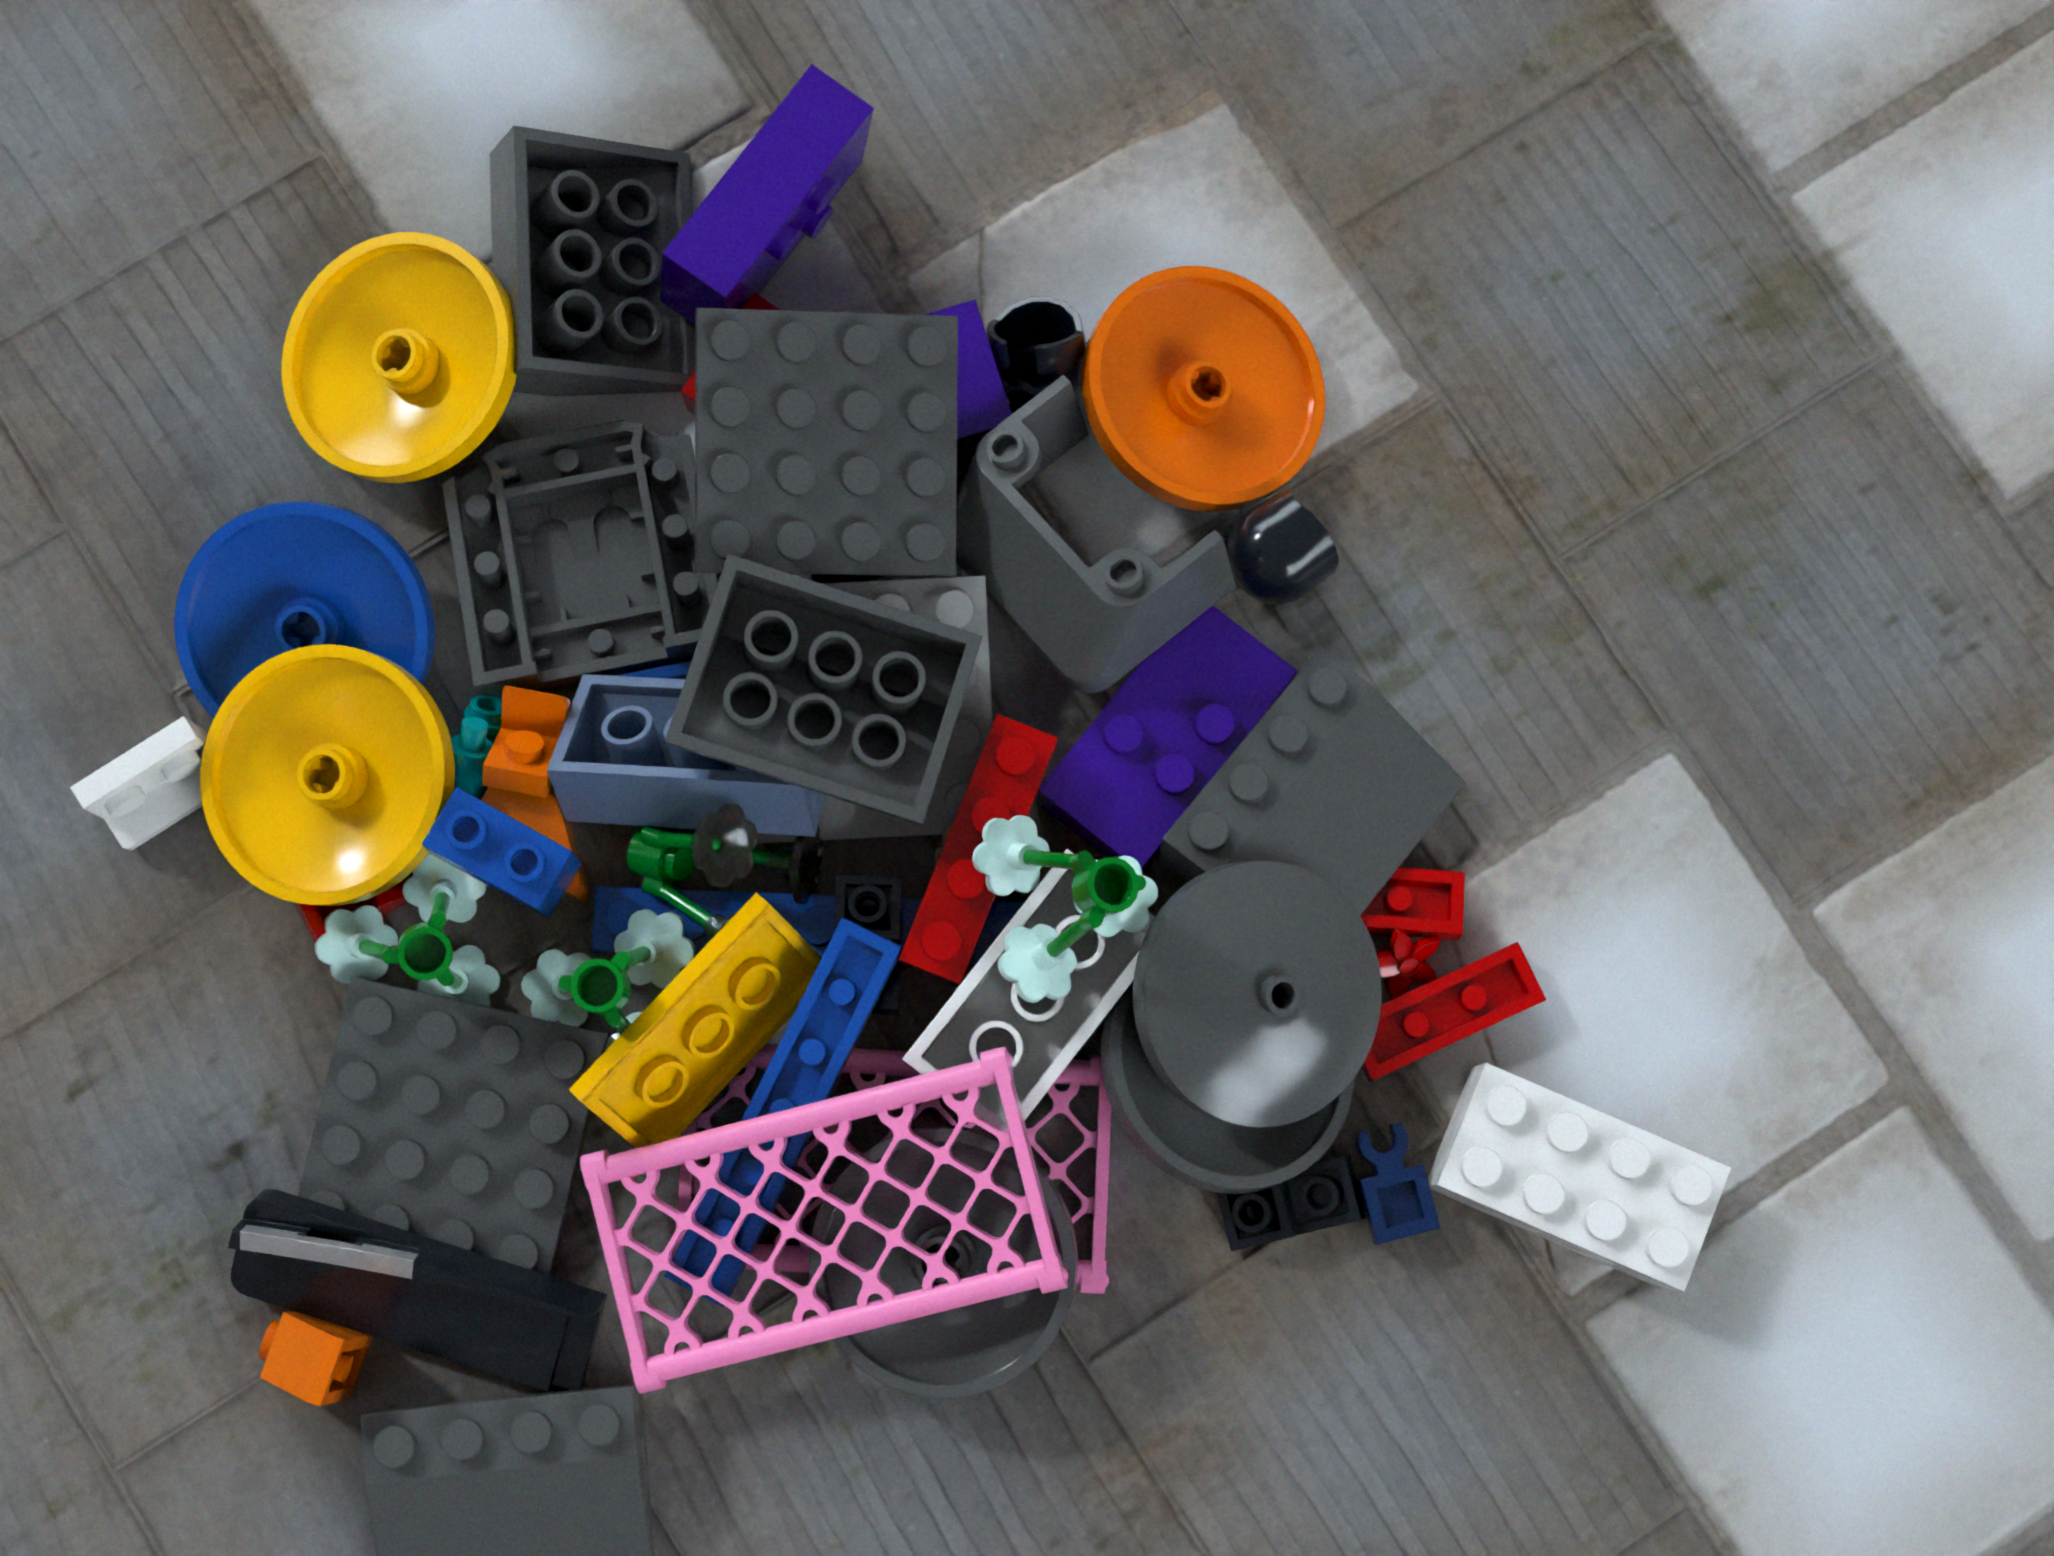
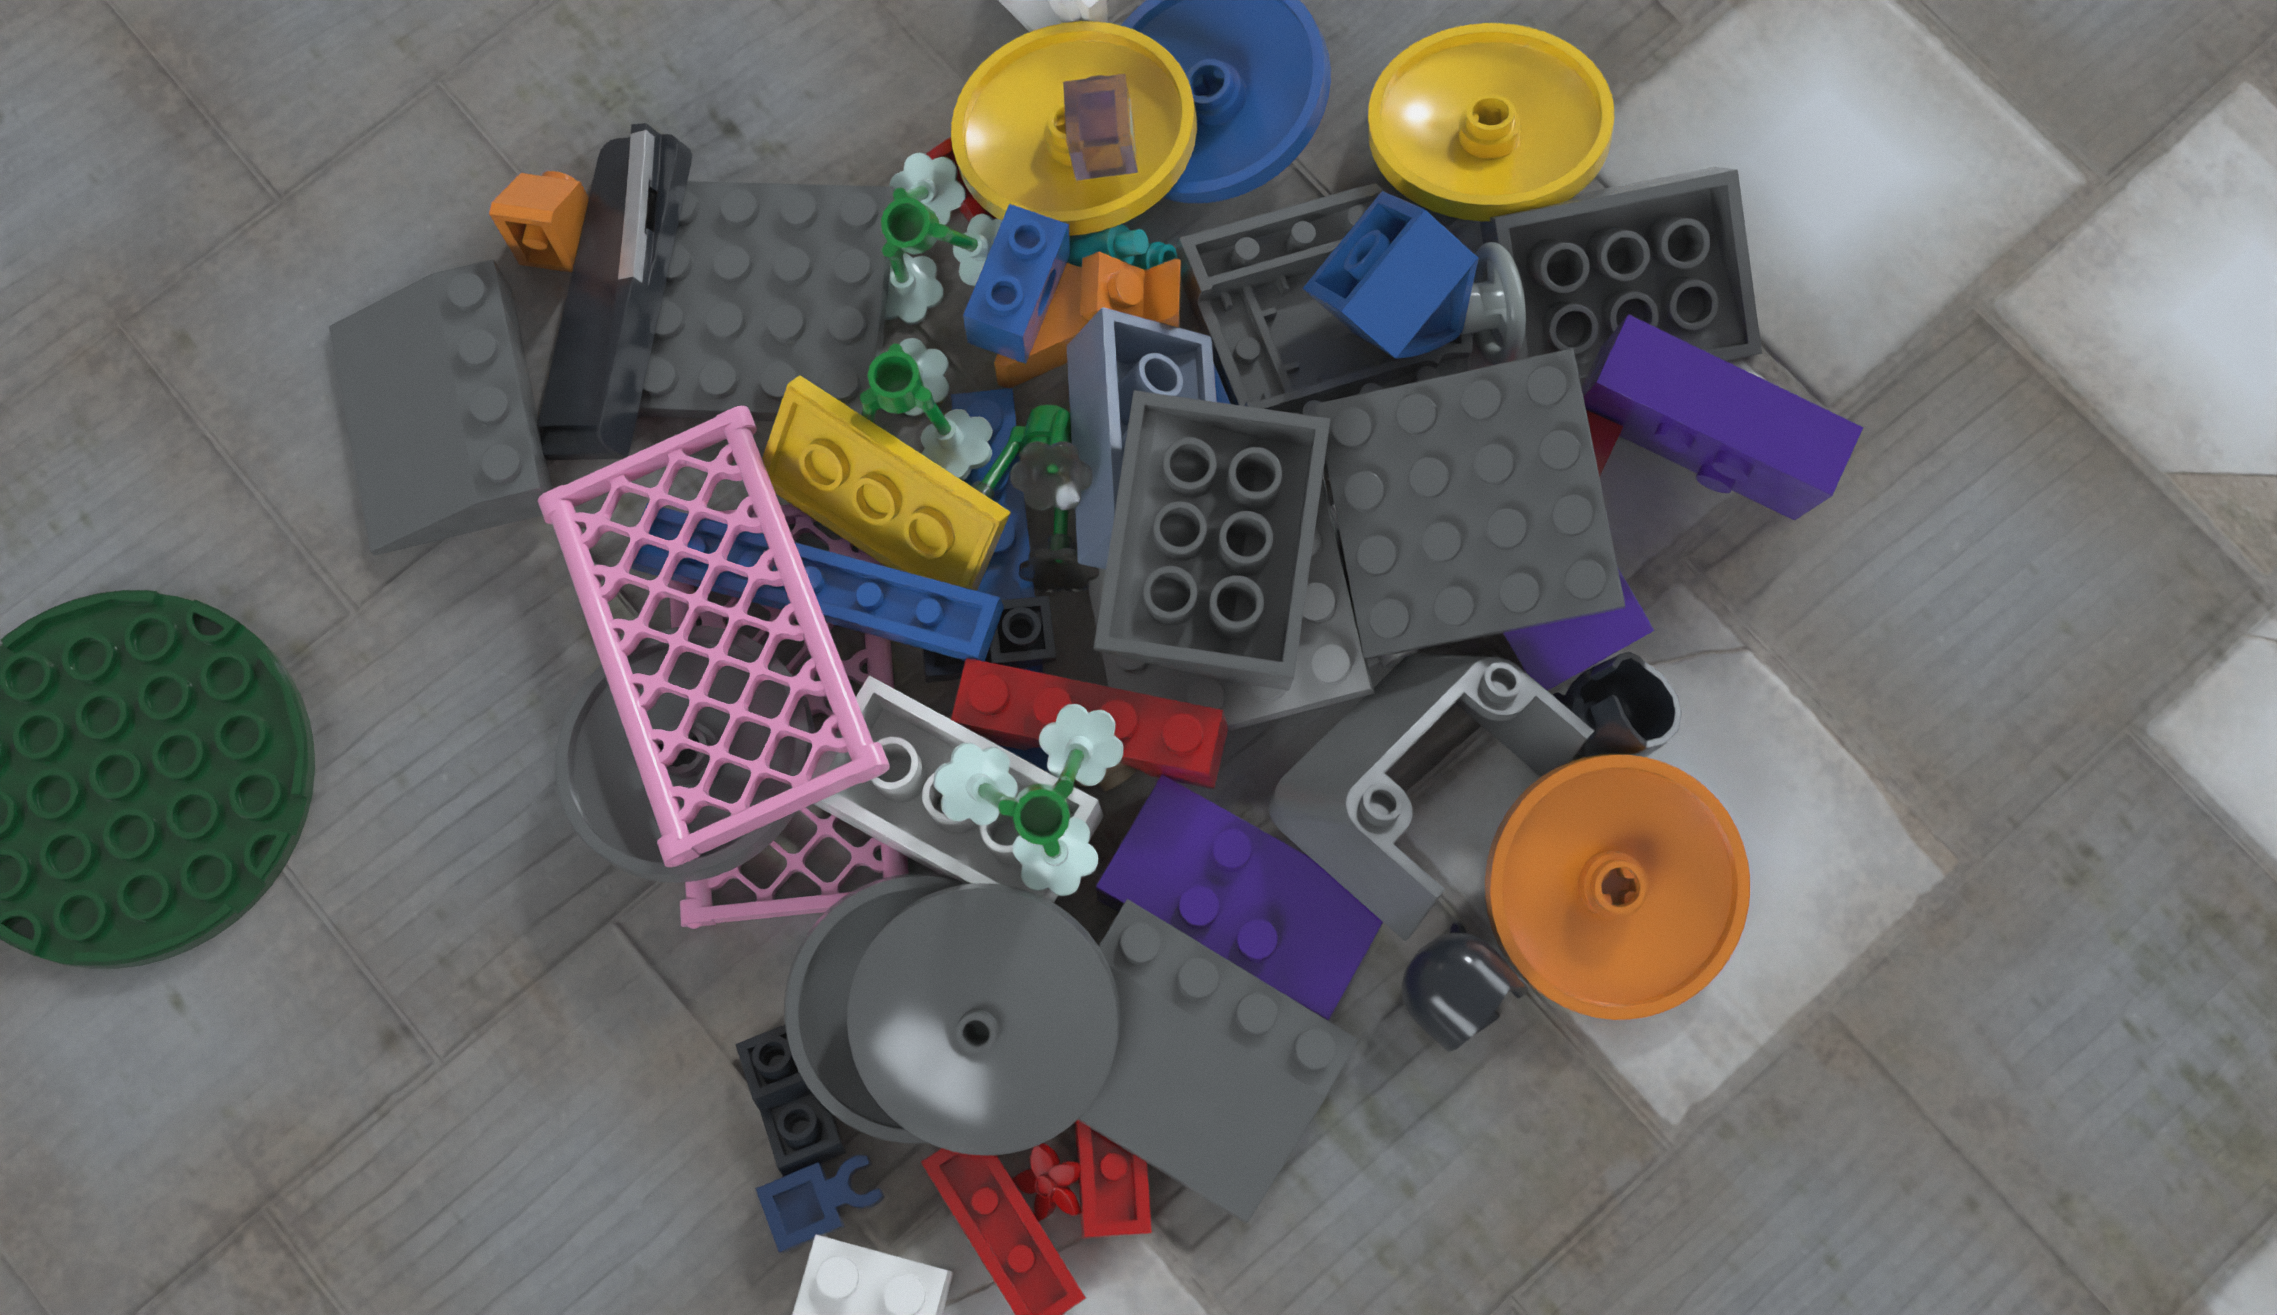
camera: 90 degrees right, 5 degrees down
(346, 739) = (1100, 126): none -> brick
(577, 458) = (1418, 287): none -> blue piece

